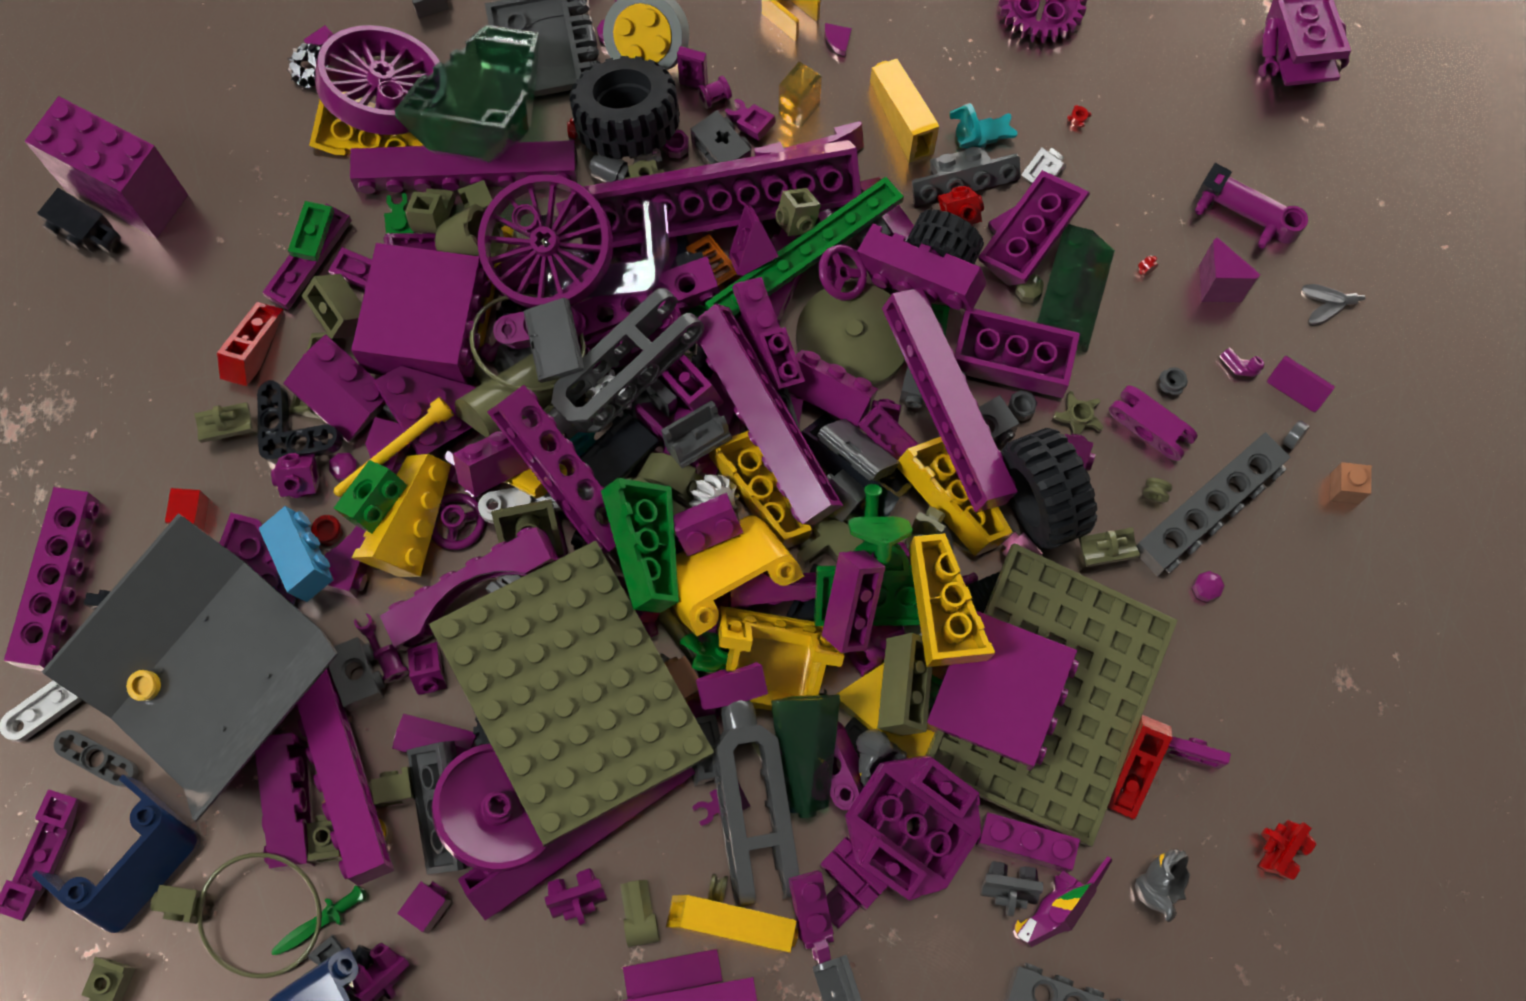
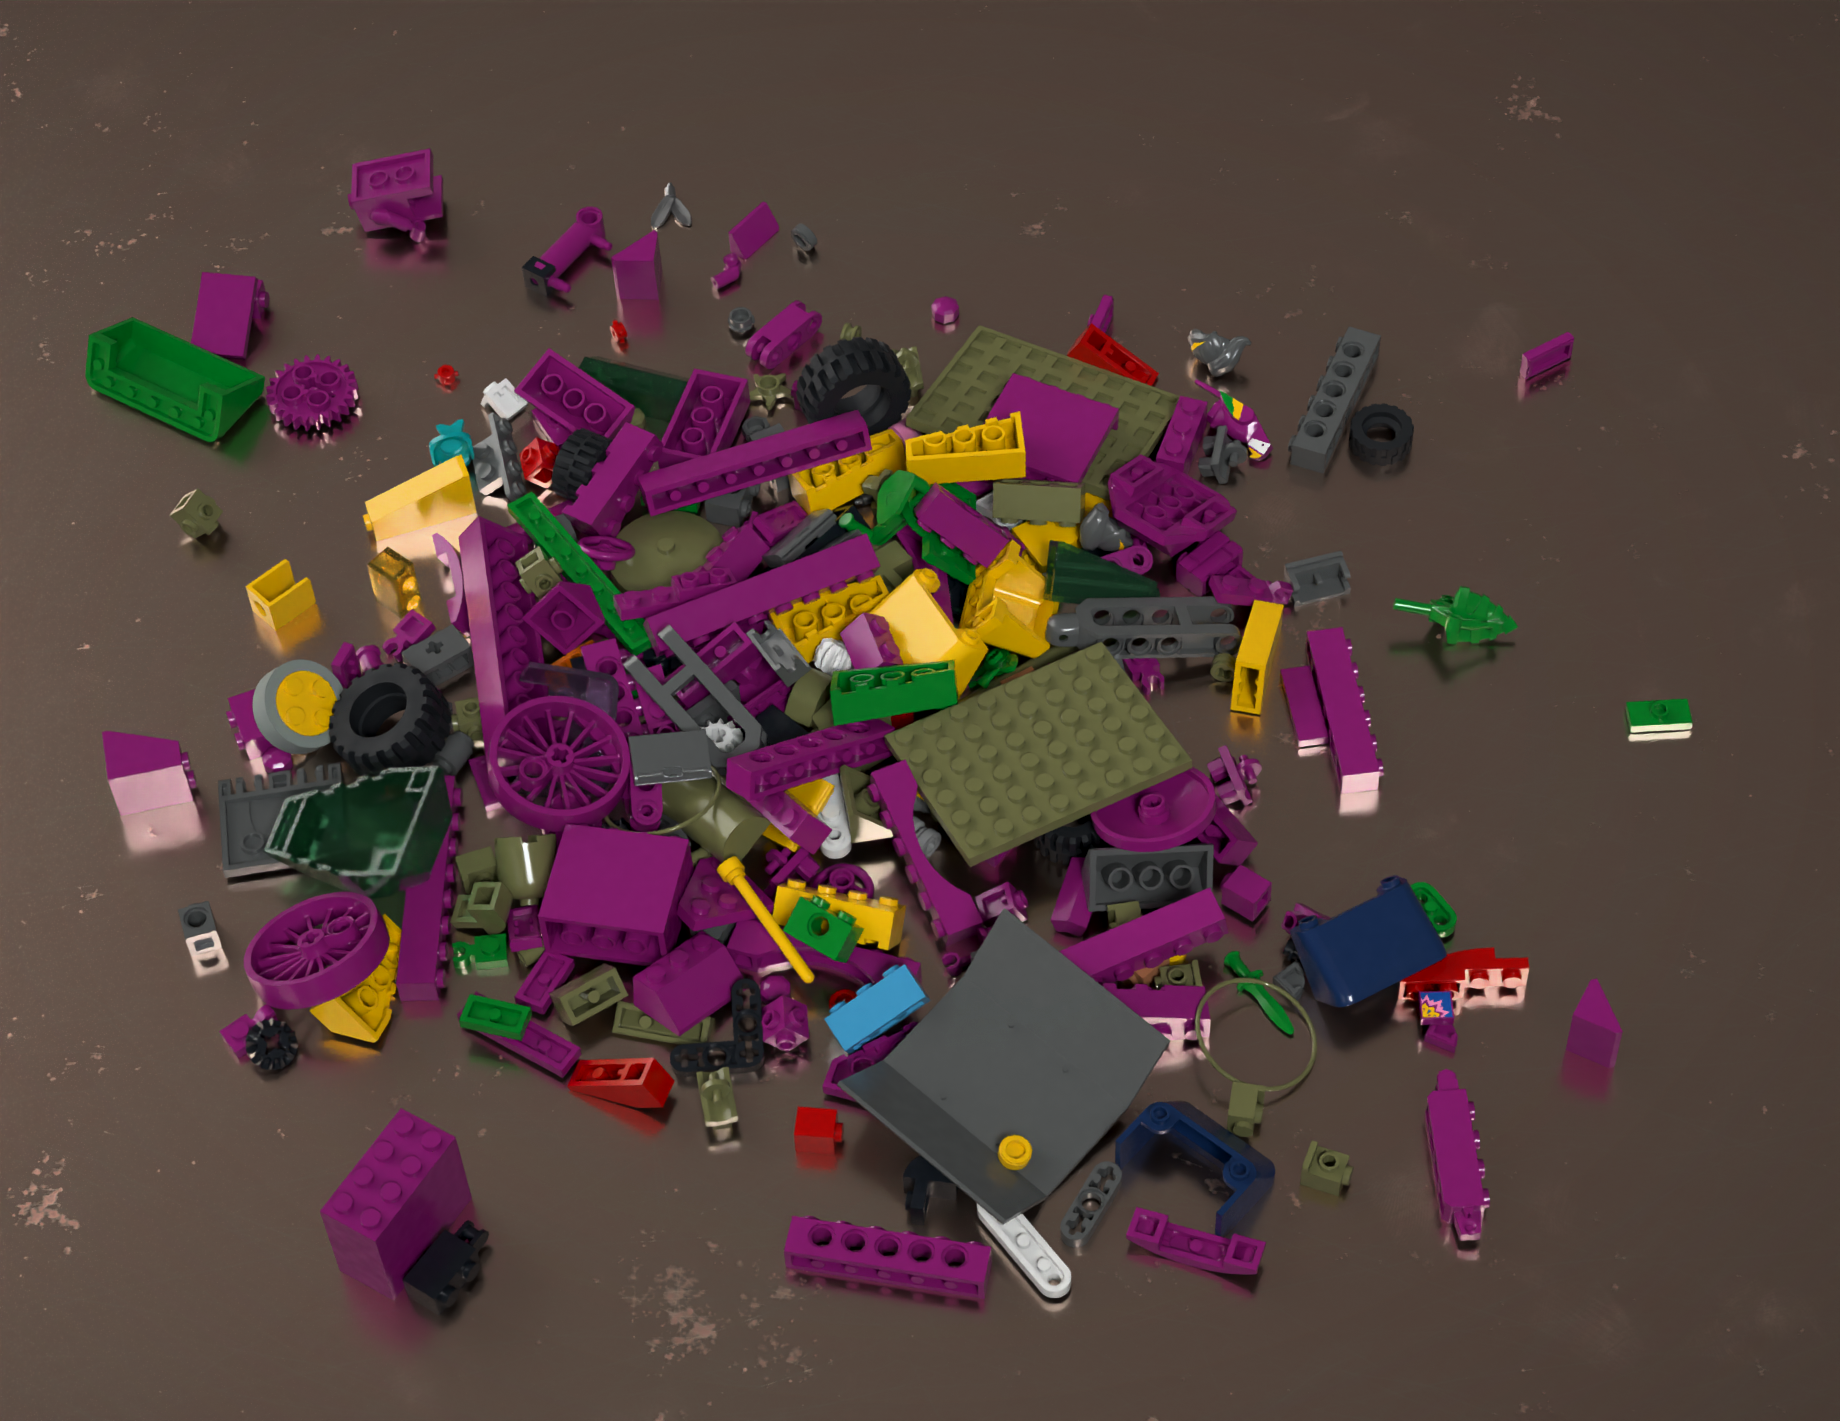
camera: 85 degrees left, 20 degrees down
(640, 921) = (1257, 726): olive piece -> none
(728, 687) = (1038, 626): magenta slope -> none
(838, 37) = (320, 562): magenta tile -> none
(1262, 453) = (866, 297): dark grey brick -> none
(1282, 847) = (1185, 272): red hips -> none
(1350, 483) = (854, 203): nougat brick -> none

